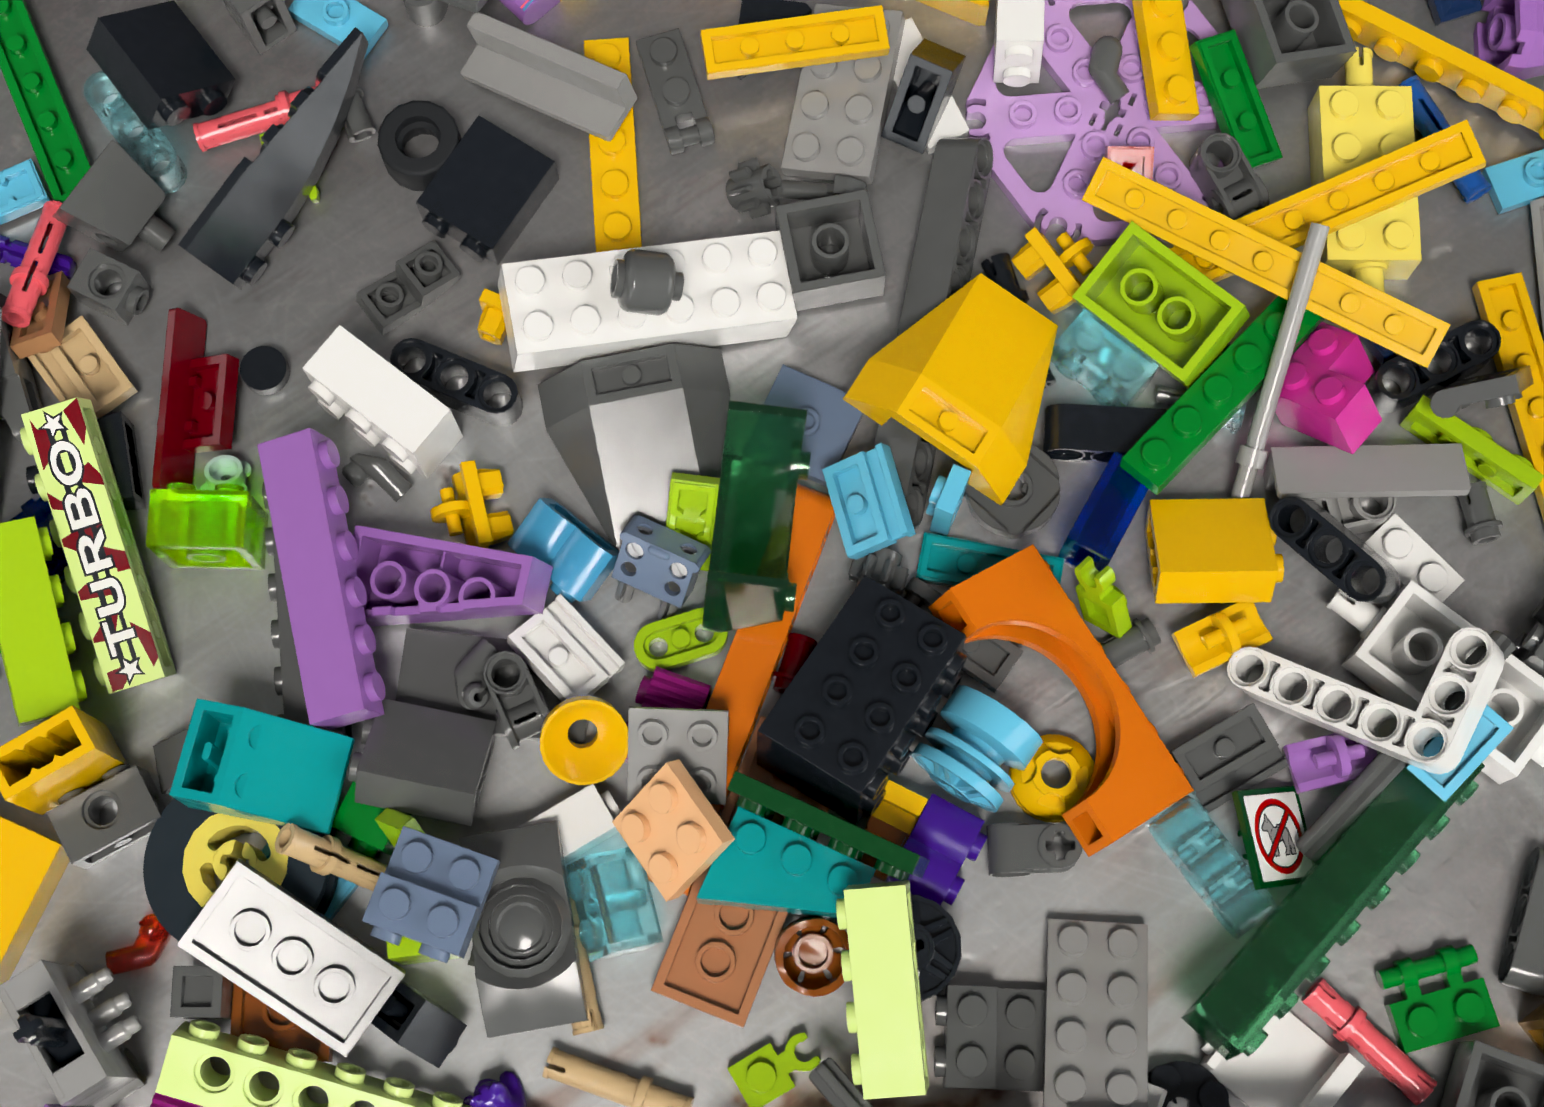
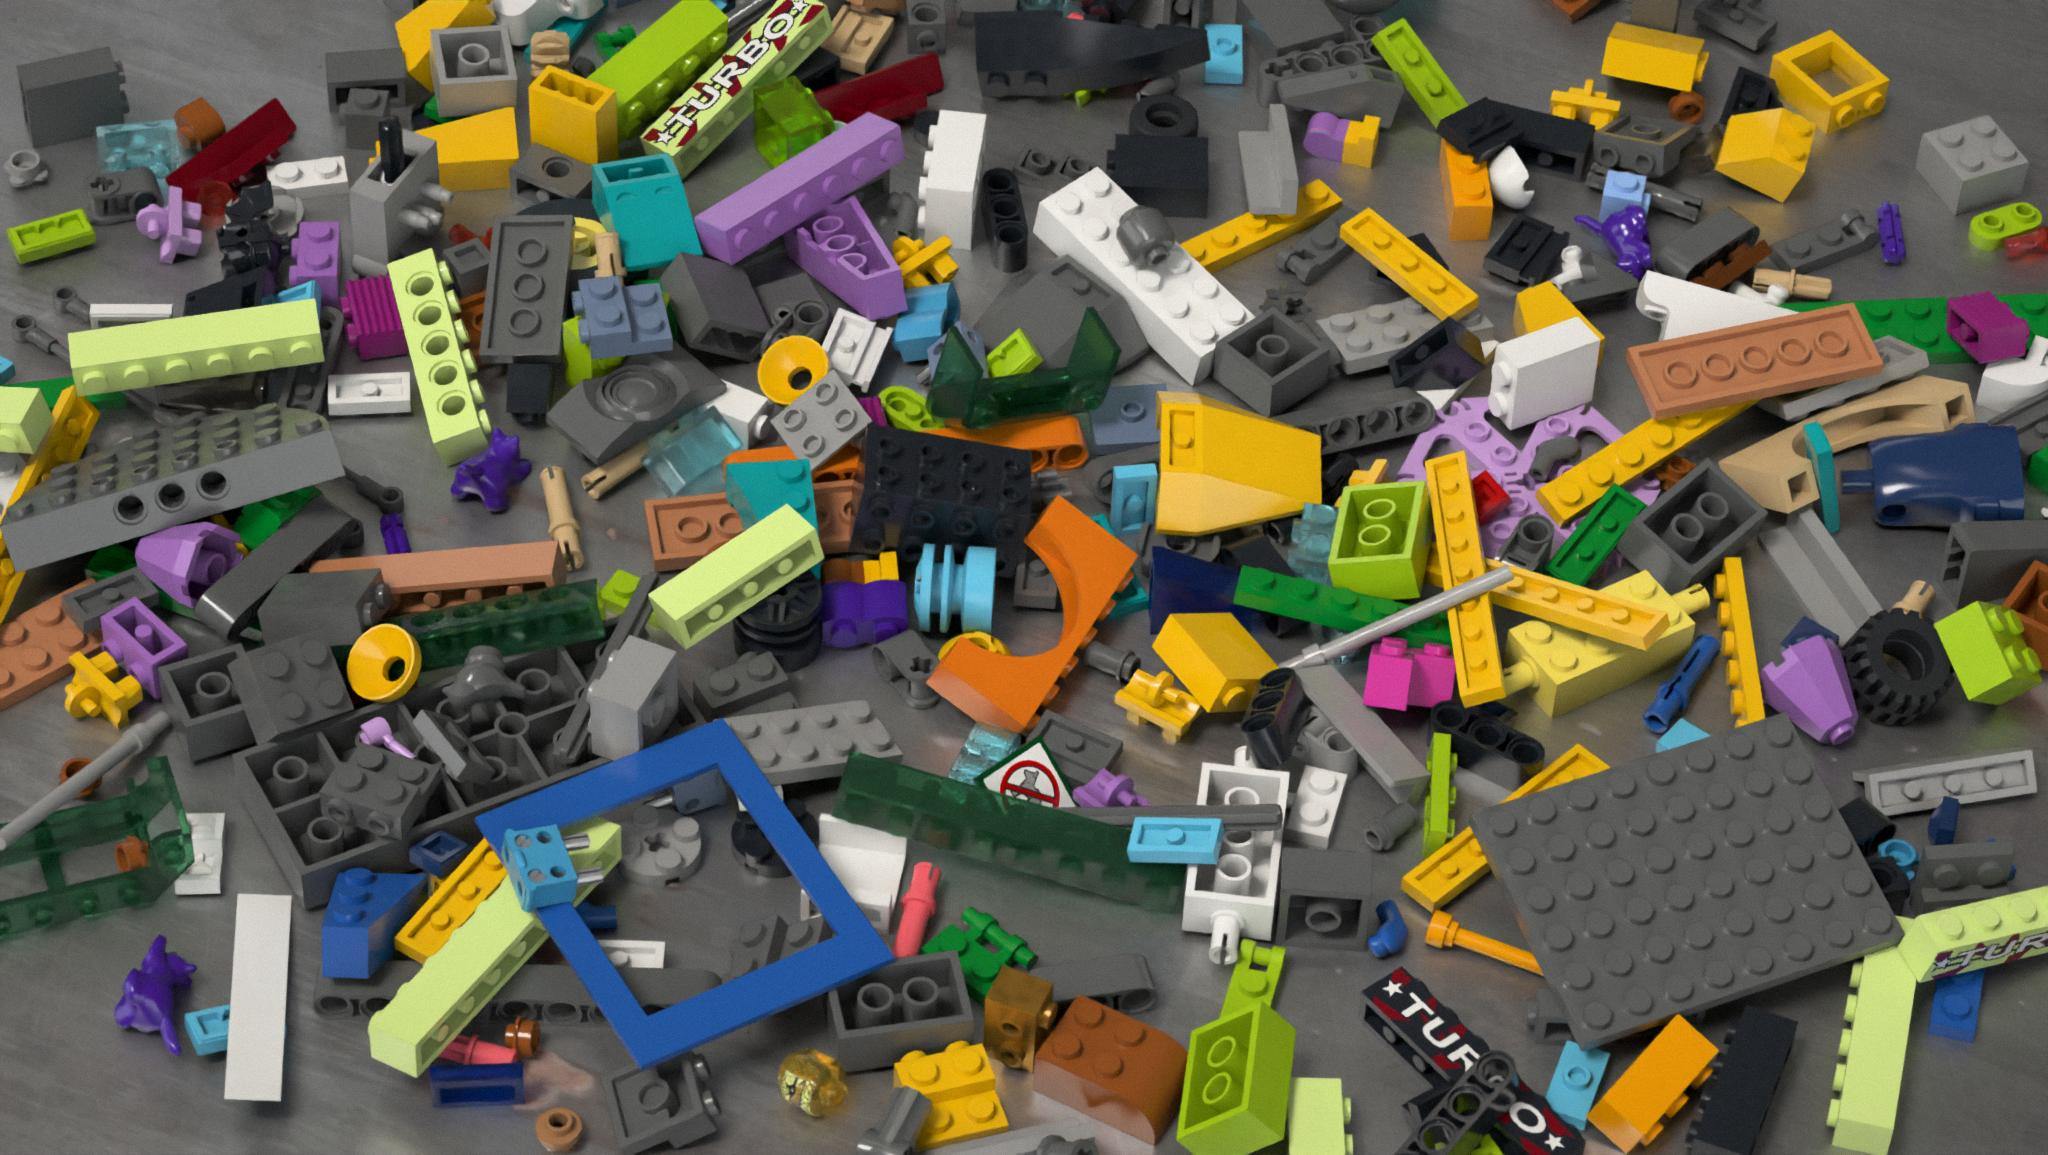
camera: 55 degrees right, 30 degrees down
(673, 830) = (765, 432): light nougat plate -> none
(811, 821) = (830, 511): dark green plate -> none
(868, 501) = (1093, 448): medium azure plate -> none
(1100, 600) = (1130, 623): lime plate -> none
(1369, 710) = (1192, 791): white beam -> none
(1494, 388) = (1481, 757): dark grey plate -> none

